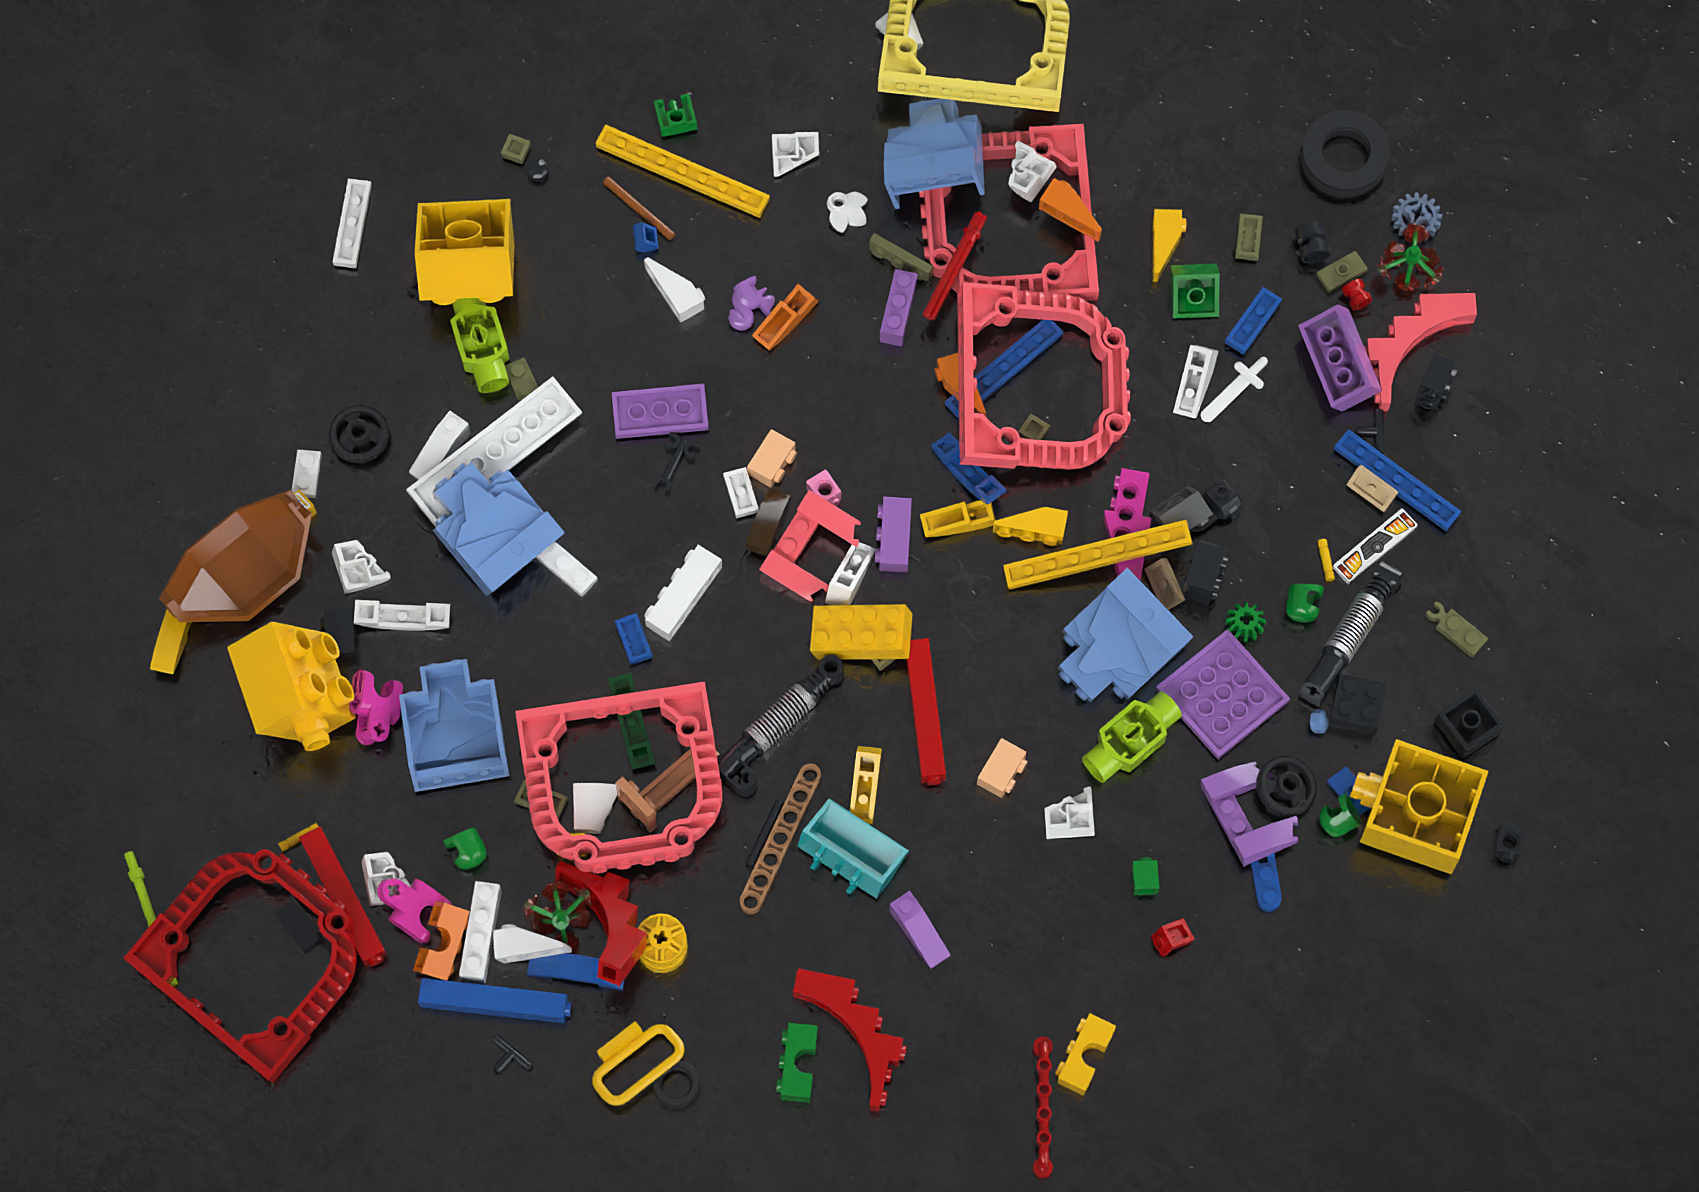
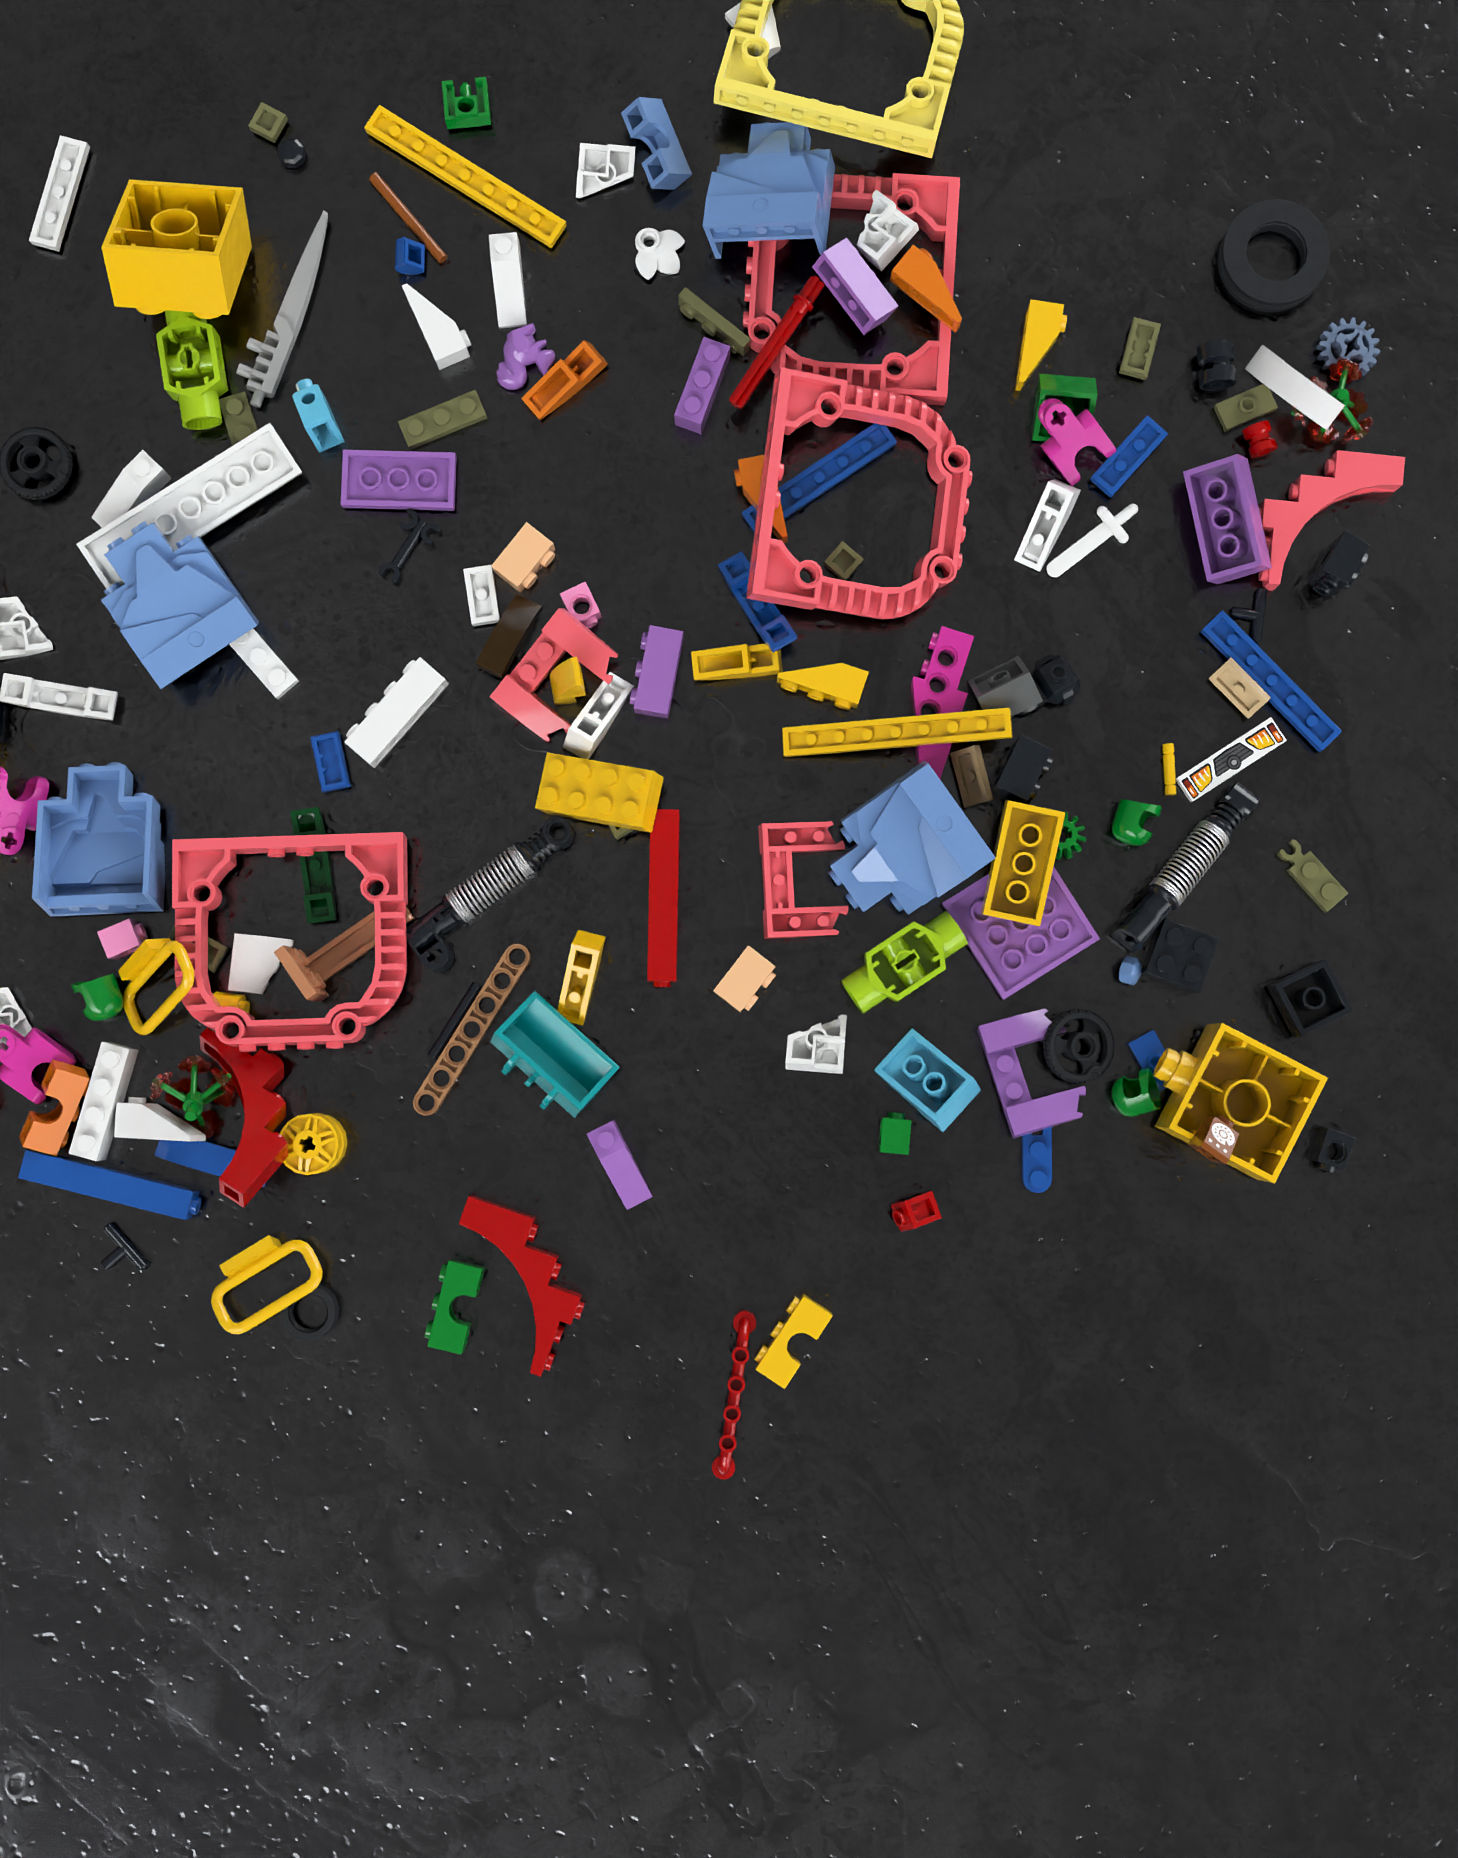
camera: 10 degrees right, 15 degrees up
(479, 800) = (122, 938): none -> bright pink brick
(501, 817) = (141, 967): none -> yellow bar
(548, 315) = (278, 344): none -> light grey piece
(587, 368) = (317, 415): none -> medium azure torso
(689, 360) = (442, 419): none -> olive plate
(728, 245) = (508, 279): none -> white slope
(822, 548) = (567, 682): none -> yellow slope
(827, 112) = (649, 122): none -> medium blue arch
(1012, 215) = (855, 286): none -> brick
(1013, 660) = (776, 845): none -> coral wedge
(1167, 829) = (928, 1079): none -> medium azure slope
(1201, 309) = (1069, 436): none -> dark pink piece
(1216, 641) = (1022, 863): none -> yellow brick
(1376, 250) = (1294, 387): none -> white slope
(1402, 826) = (1215, 1139): none -> dark orange slope

